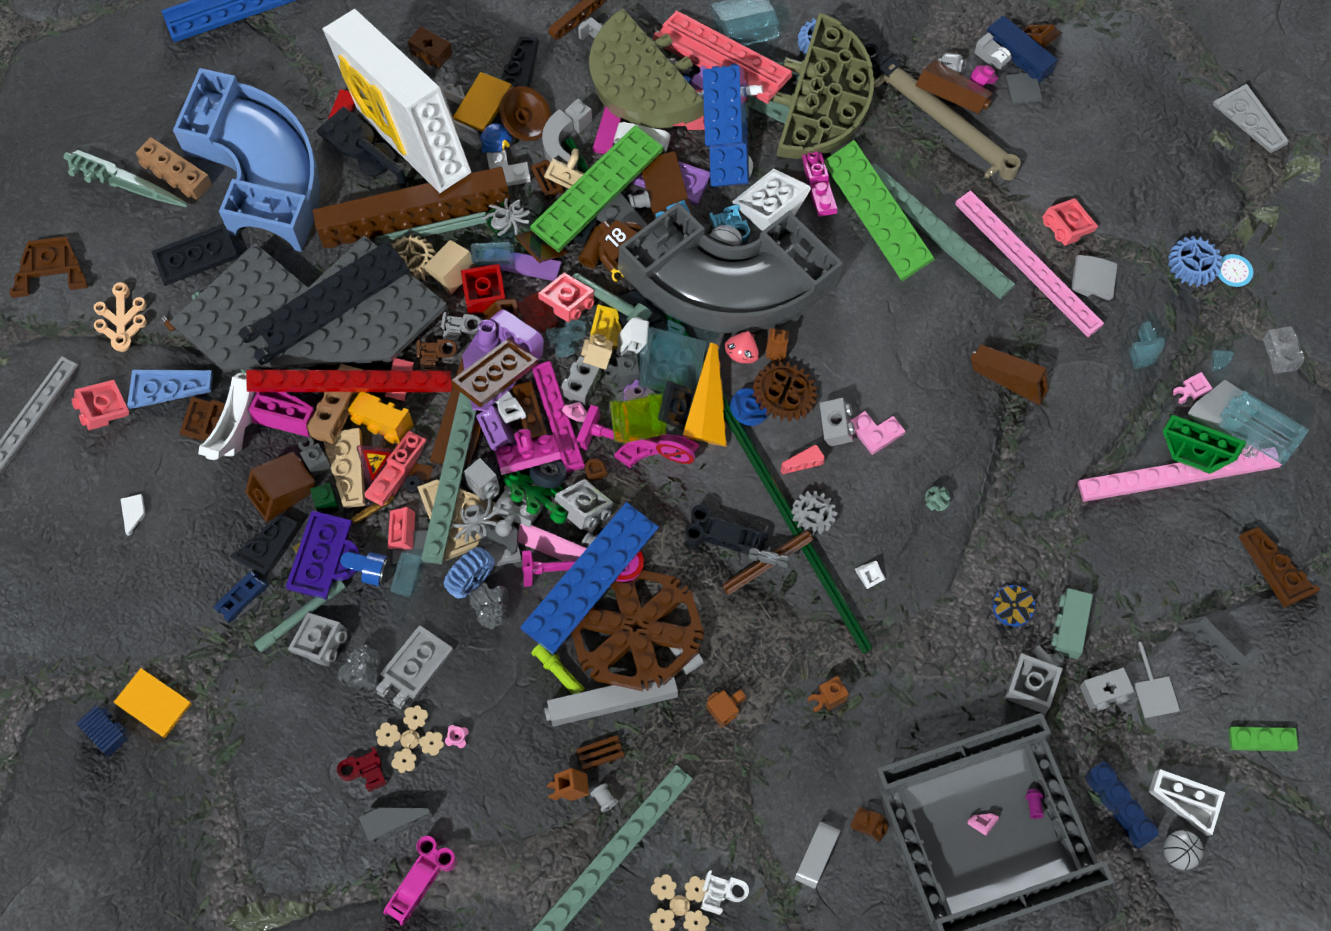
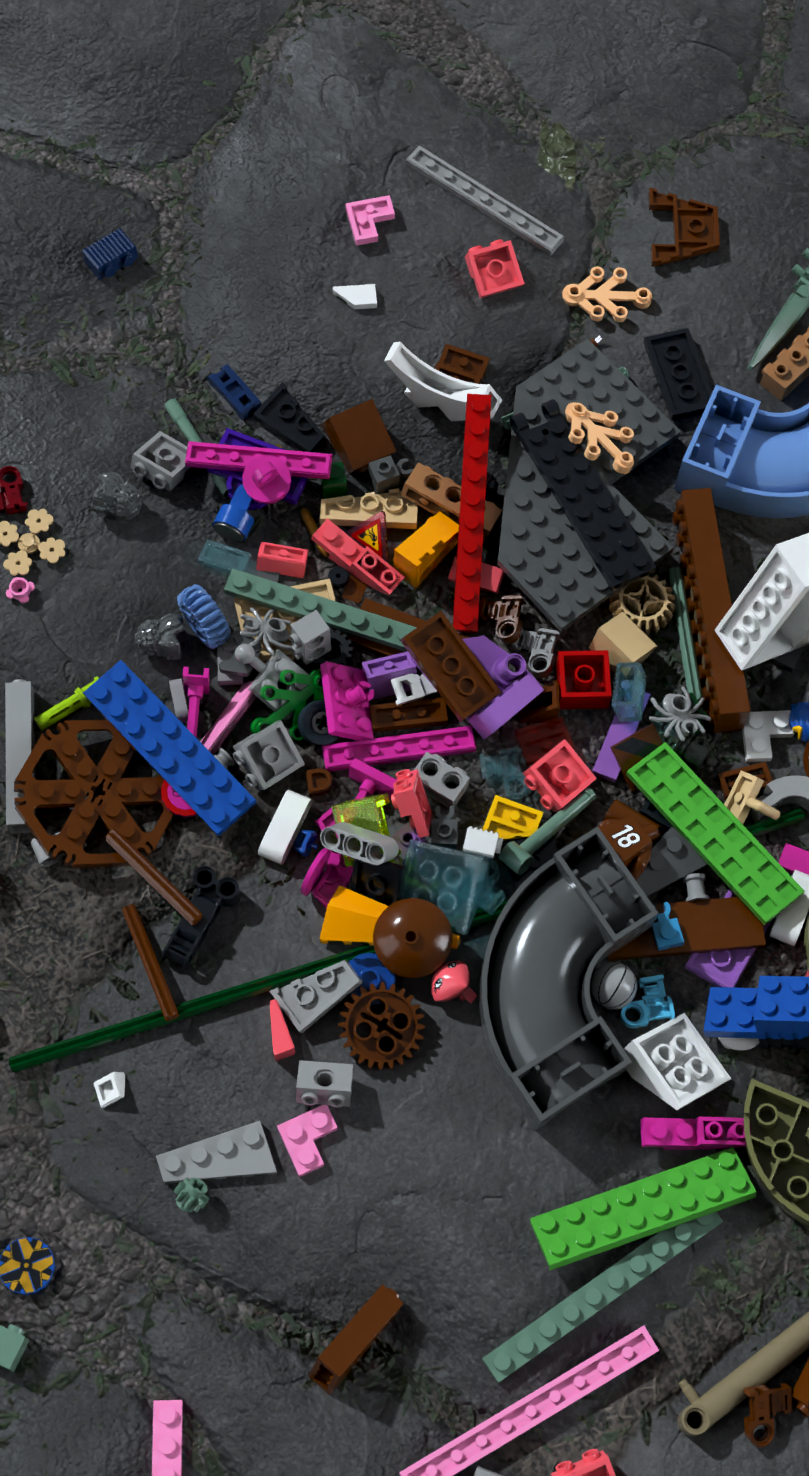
camera: 95 degrees right, 0 degrees up
(47, 519) = (364, 215): none -> bright pink plate
(152, 703) = (131, 303): light orange tile -> none
(159, 386) = (509, 329): medium blue wing -> none
(253, 310) = (578, 414): none -> light nougat plant
(281, 412) = (448, 446): dark pink wedge -> none
(317, 554) = (238, 457): none -> dark pink tile
(338, 539) = (266, 479): none -> dark pink tile
(414, 666) = (112, 555): light grey tile -> none
(542, 584) = (179, 700): none -> light grey beam
(575, 411) = (397, 764): bright pink tile -> none
(597, 351) = (469, 796): tan brick -> none
(608, 389) = (412, 801): none -> coral plate
(639, 485) = (284, 827): none -> white beam
(648, 470) = (305, 842): none -> blue piece
(661, 408) = (348, 843): none -> light grey beam
(702, 567) = (154, 877): none -> reddish brown axle
(710, 381) = (423, 954): none -> reddish brown dish
(769, 557) = (149, 958): dark grey axle -> none
(770, 438) = (315, 995): none -> light grey wing
(777, 344) = (451, 1029): dark orange brick -> none
(813, 514) = (191, 1033): light grey gear -> none
(903, 488) = (229, 1154): none -> light grey wing
(1002, 129) = (761, 1406): none -> reddish brown piece

